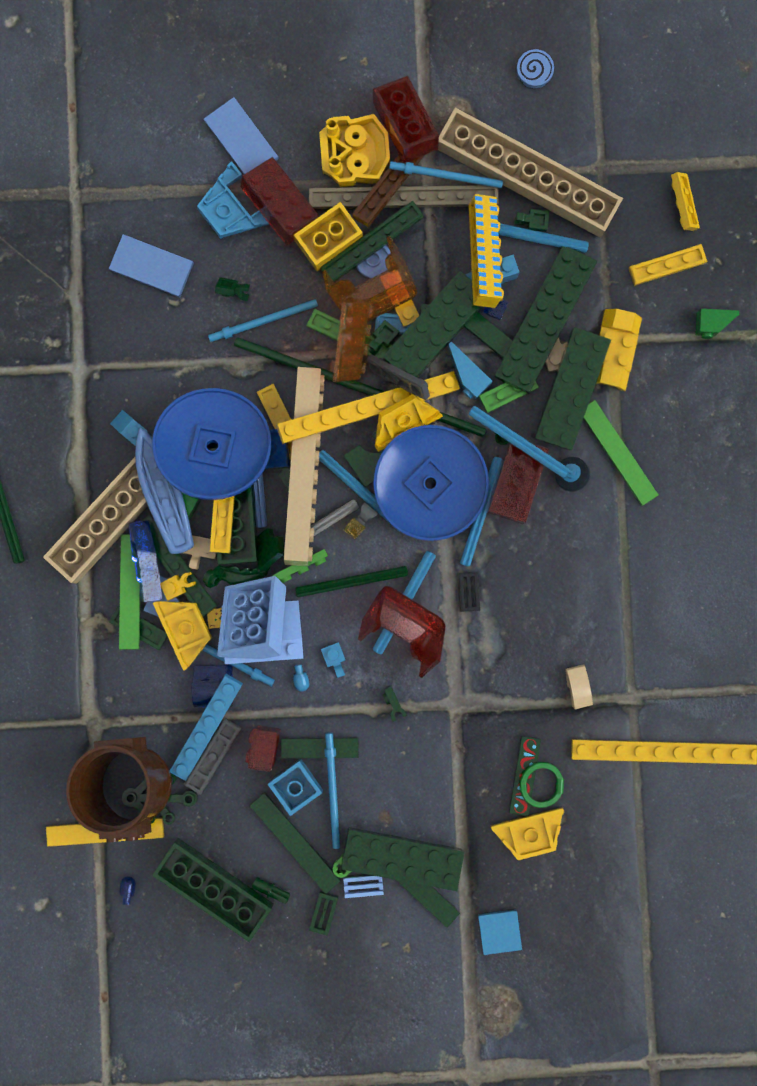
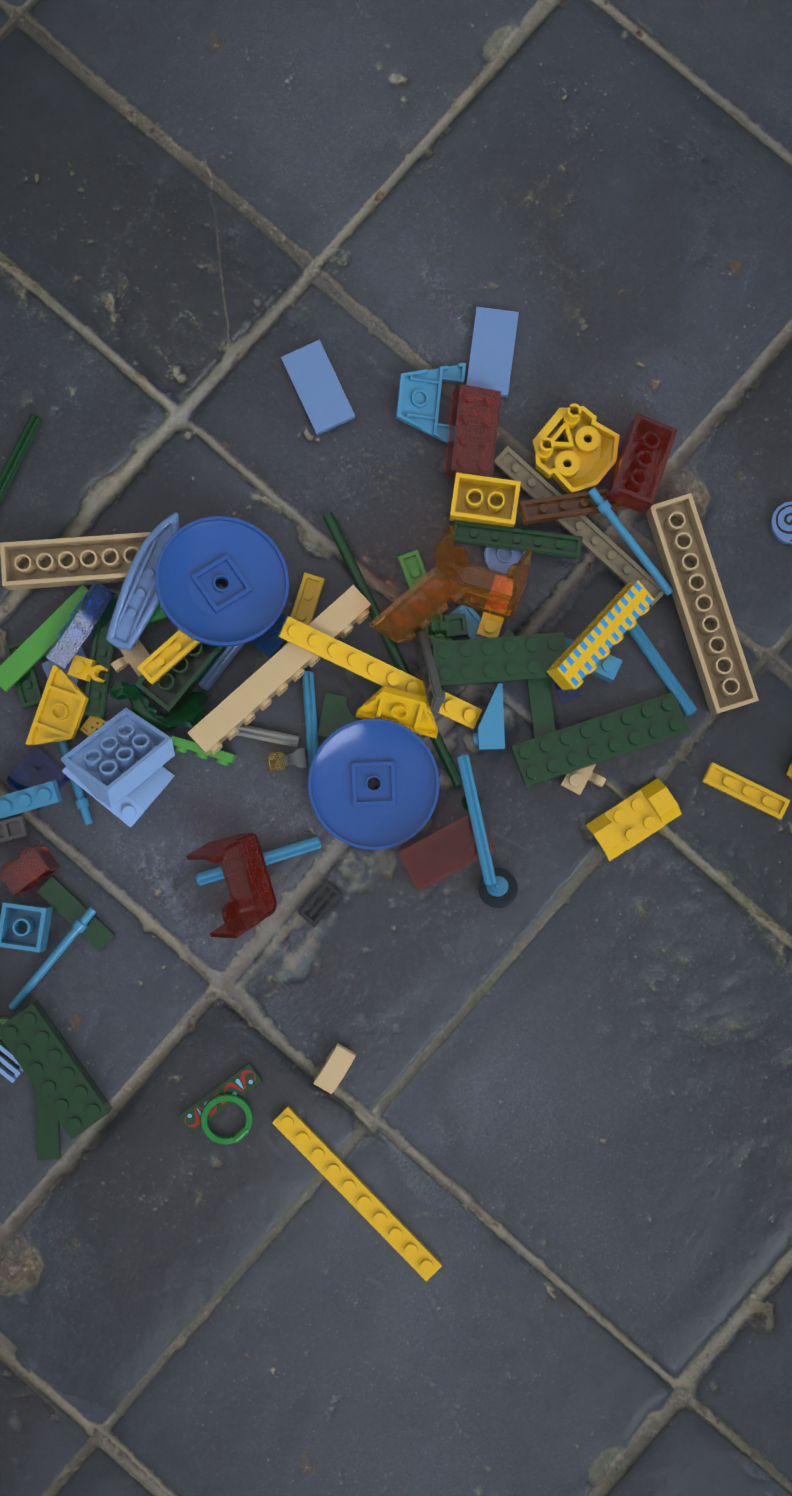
camera: 45 degrees right, 0 degrees up
(127, 426) = (172, 501): dark azure slope -> none
(227, 332) = (328, 501): dark azure bar -> none
(230, 287) = (365, 466): dark green plate -> none
(300, 679) = (114, 842): dark azure cylinder -> none
(333, 657) = (159, 850): dark azure plate -> none
(351, 581) = (232, 802): dark green axle -> none
(390, 698) = (172, 928): dark green plate -> none
(478, 523) = (379, 855): dark azure axle -> none
(500, 932) = (77, 1205): dark azure tile -> none
(501, 396) = (501, 767): bright green plate -> none
(531, 834) = (178, 1150): yellow wing -> none
(536, 220) = (671, 649): dark green plate -> none
(572, 388) = (564, 818): dark green brick -> none
(619, 454) = (553, 907): bright green tile -> none
(712, 321) = (737, 874): green slope -> none

